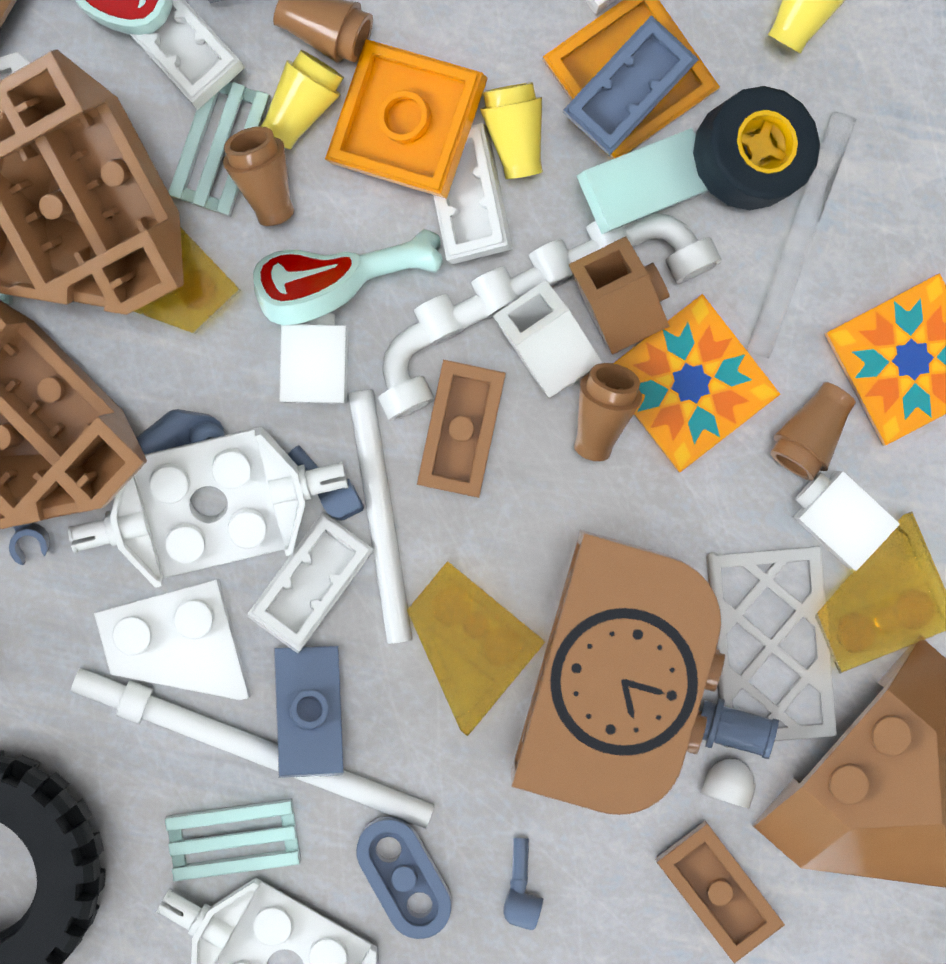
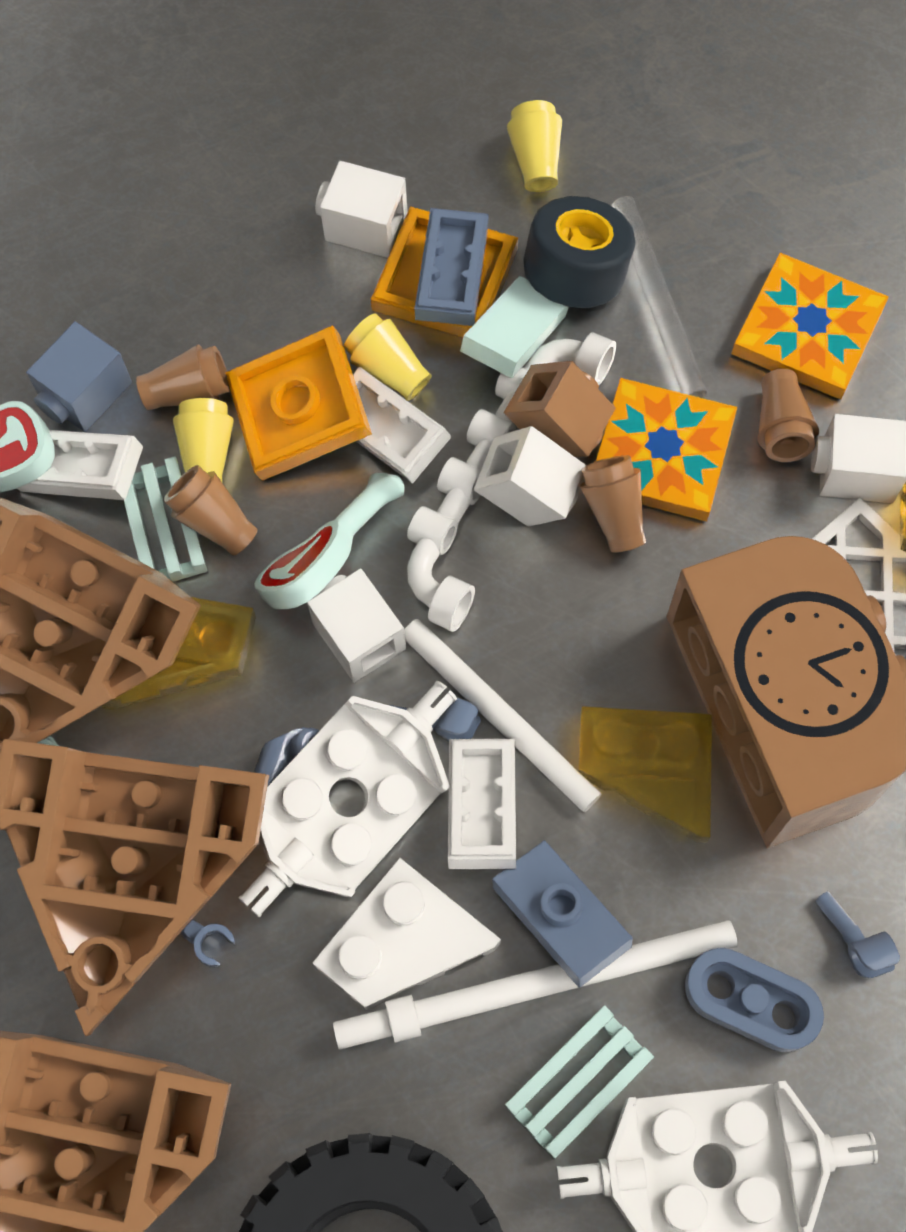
camera: 30 degrees left, 20 degrees down
(461, 428) = (513, 597): medium nougat plate -> none

